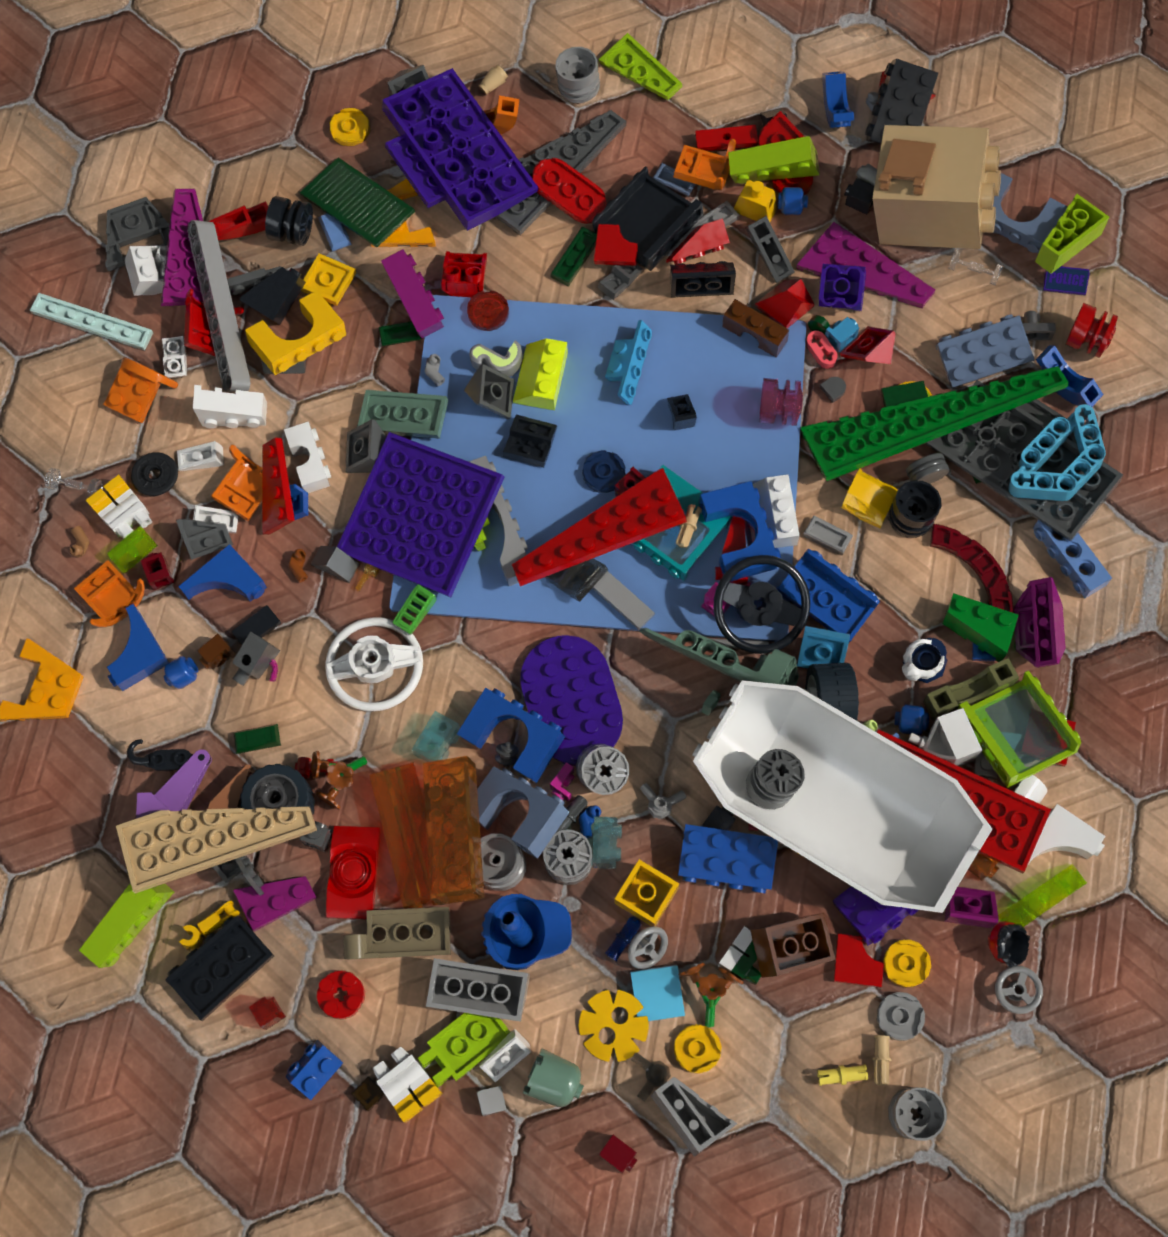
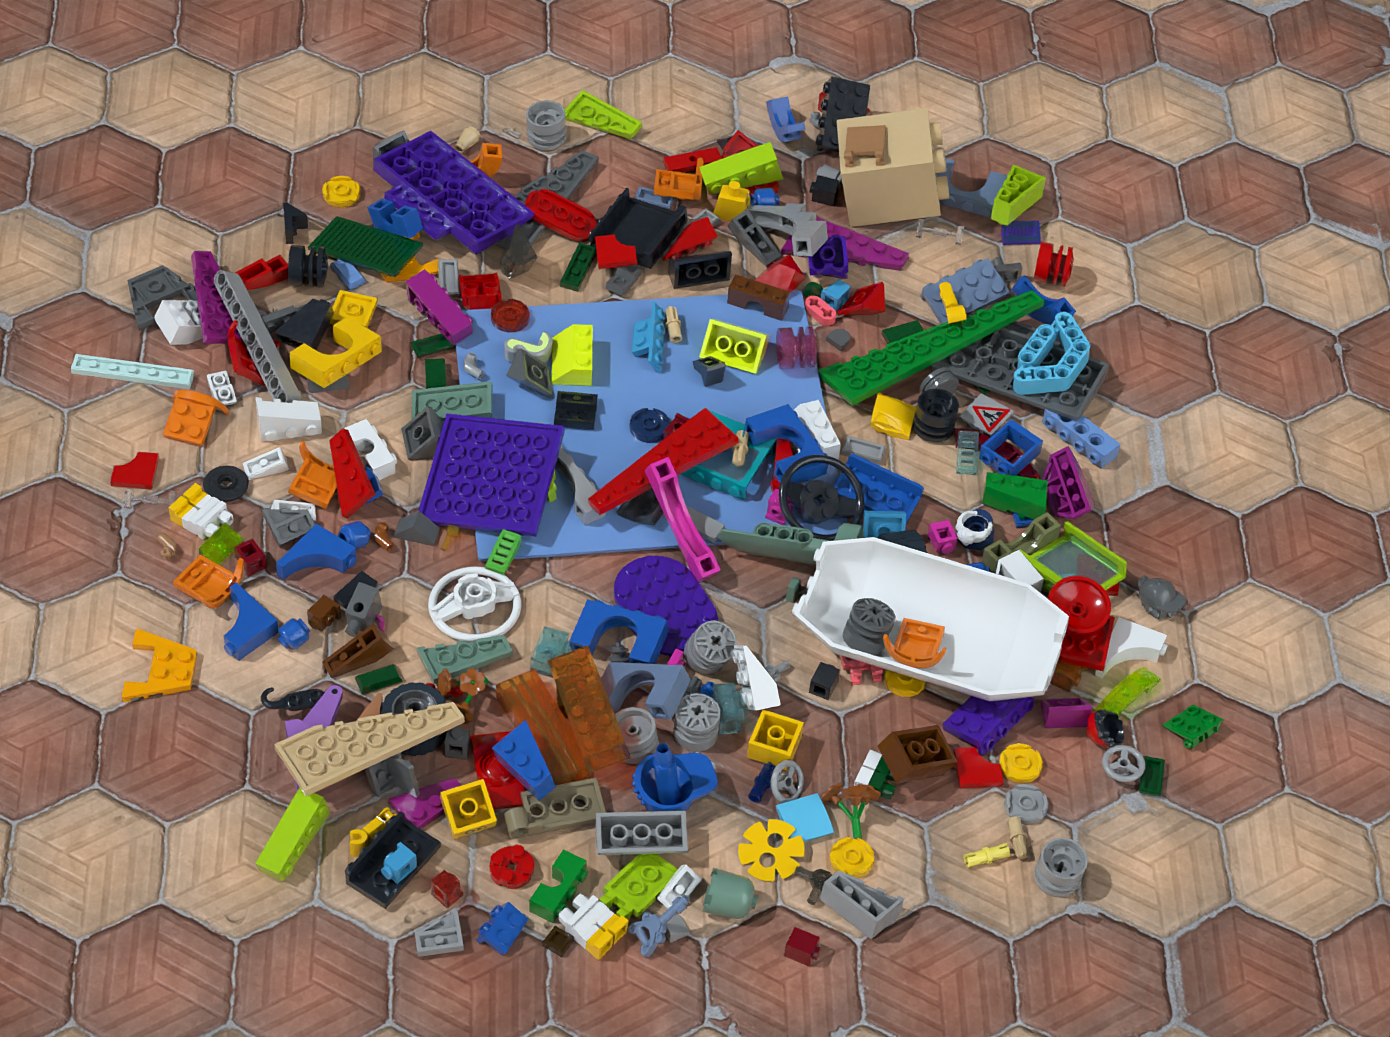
camera: 20 degrees left, 20 degrees down
(69, 447) = (137, 473): none -> red tile
(220, 979) = (399, 863): none -> dark azure brick
(241, 706) = (359, 652): none -> reddish brown slope
(249, 1067) = (440, 936): none -> light grey wing
(267, 561) = (355, 534): none -> blue head
(288, 158) = (293, 220): none -> black slope
(306, 924) = (468, 809): none -> yellow brick
(338, 730) = (464, 655): none -> sand green wing
(370, 1048) = (550, 901): none -> green arch
(375, 881) = (523, 759): none -> blue wedge
(392, 177) = (400, 222): none -> blue arch
(395, 371) = (435, 373): none -> dark green slope
(434, 252) = (449, 276): none -> light grey tile
(469, 1104) = (656, 926): none -> sand blue piece
(508, 238) = (517, 254): none -> clear smoke slope
(604, 609) = (694, 549): none -> dark pink arch
(638, 825) = (757, 685): none -> white slope
(657, 348) = (673, 324): none -> tan axle
(716, 385) = (735, 345): none -> neon yellow slope
(728, 858) = (841, 701): blue bracket -> none
(819, 242) = (793, 219): none -> light grey arch
(824, 807) = (917, 644): none -> orange piece
(890, 657) = (945, 540): none -> dark pink brick
(934, 549) = (969, 440): none -> clear light blue slope
(963, 383) = (954, 311): none -> yellow piece
(971, 513) = (986, 415): none -> light grey piece
(1002, 552) = (1014, 433): none -> blue window
(1027, 792) = (1087, 598): none -> red dish
(1046, 1013) = (1152, 777): none -> dark green tile
(1108, 950) = (1194, 725): none -> green hinge
(1110, 782) = (1160, 597): none -> dark grey hair

